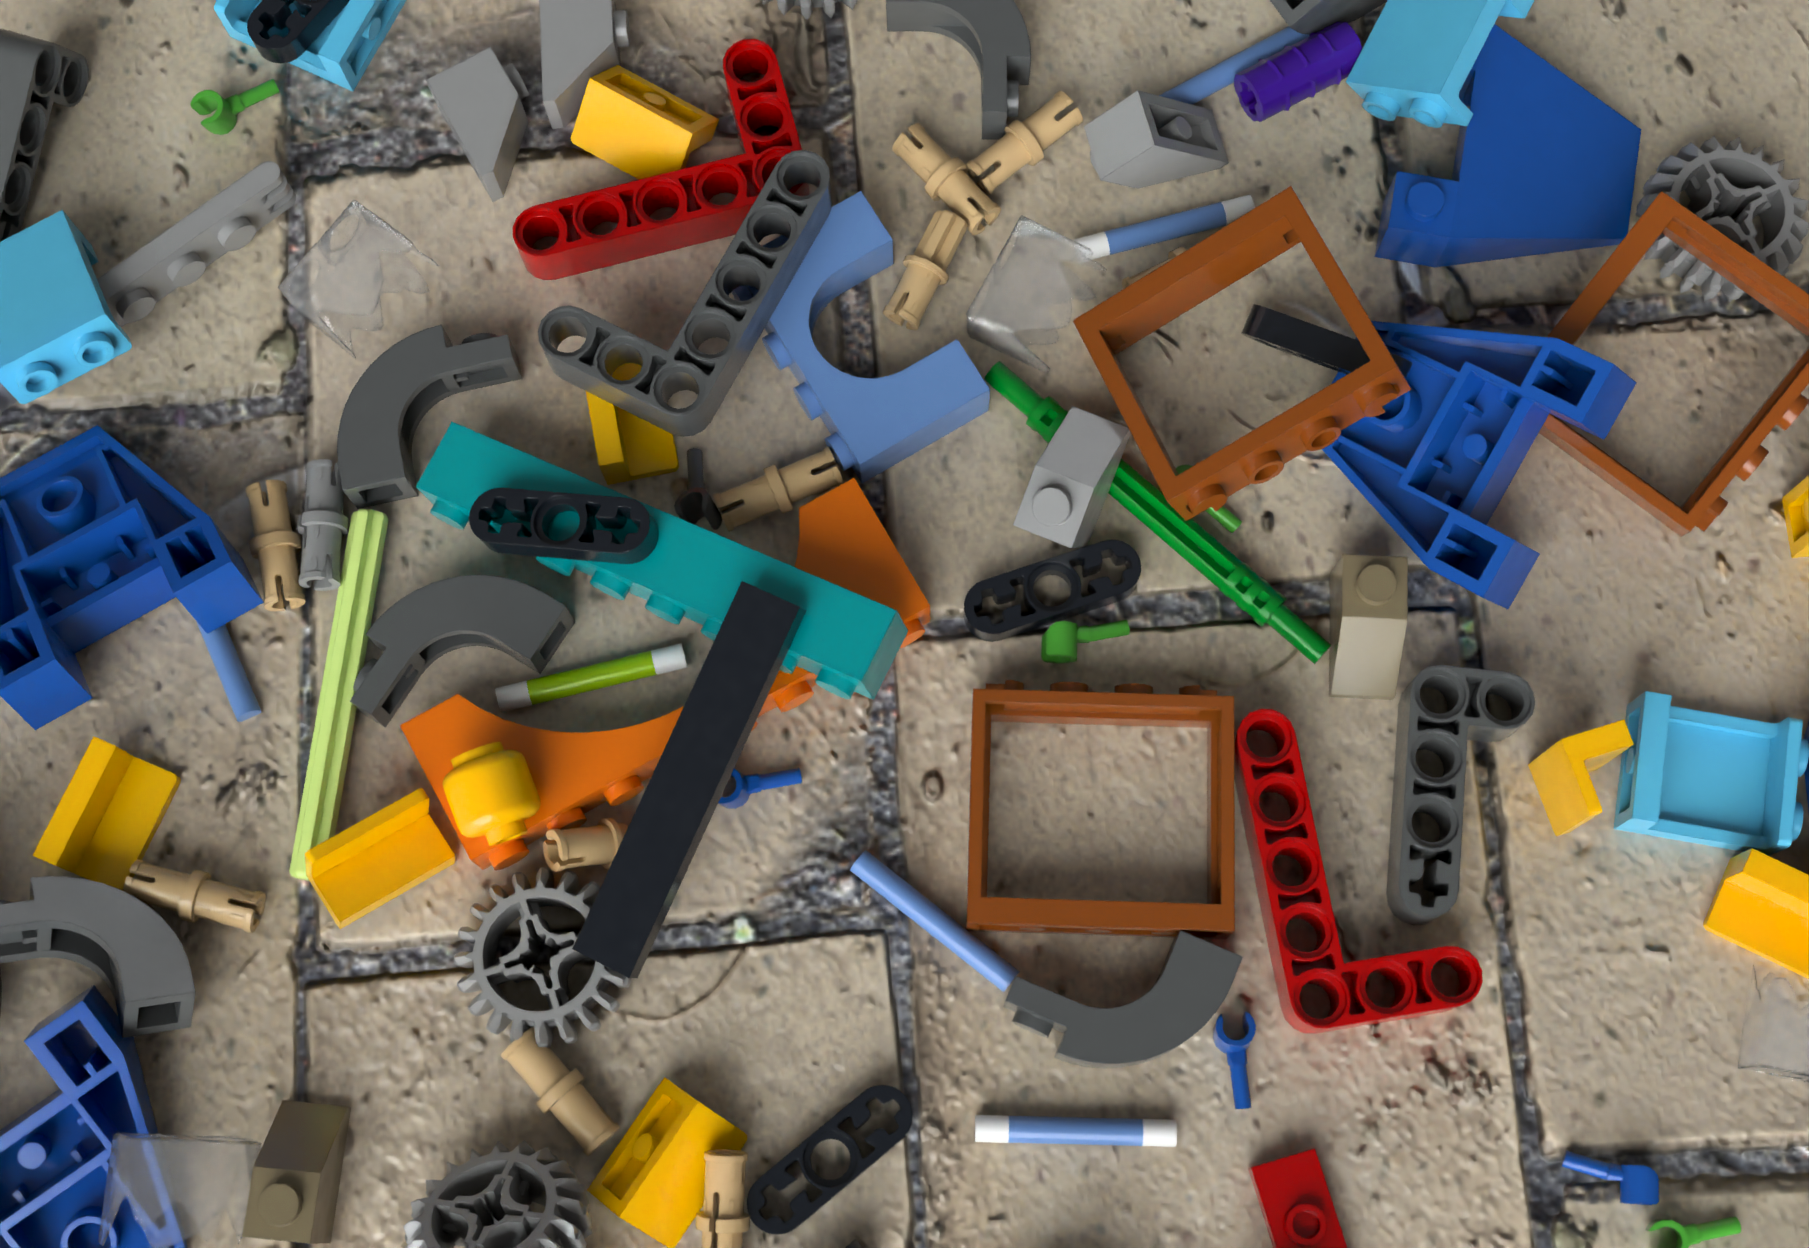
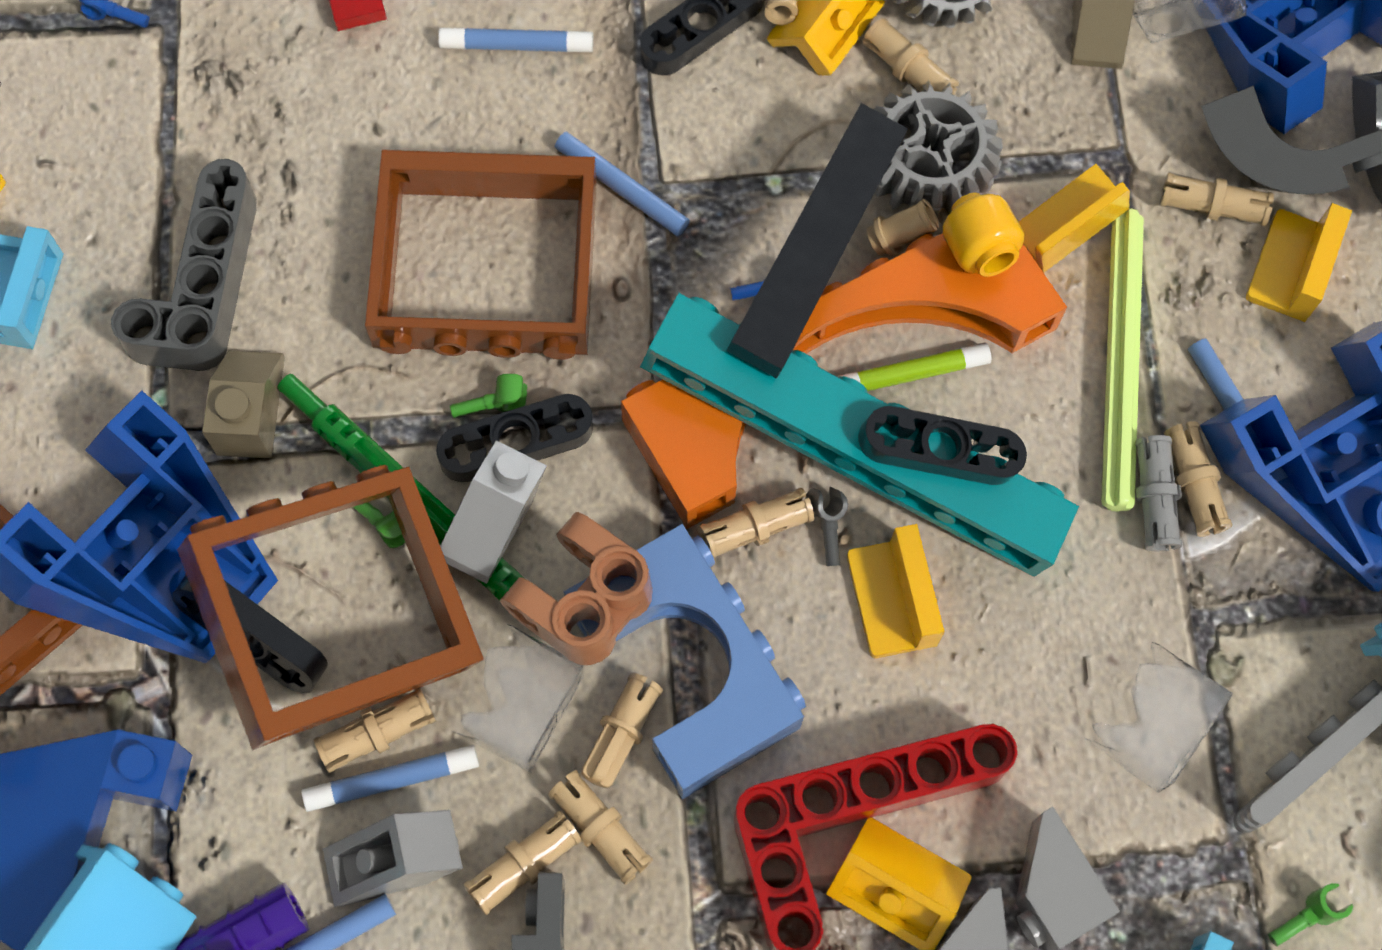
camera: 175 degrees right, 5 degrees down
(397, 394) = (1121, 573): dark grey arch -> none
(454, 616) = (1031, 409): dark grey arch -> none
(711, 317) = (815, 643): dark grey beam -> none
(1002, 341) = (553, 619): none -> nougat piece
(1176, 1008) = (468, 96): dark grey arch -> none
(1237, 1058) = (388, 87): blue hand -> none
(1312, 903) = (324, 186): red beam -> none
(1564, 774) = (83, 270): yellow panel -> none

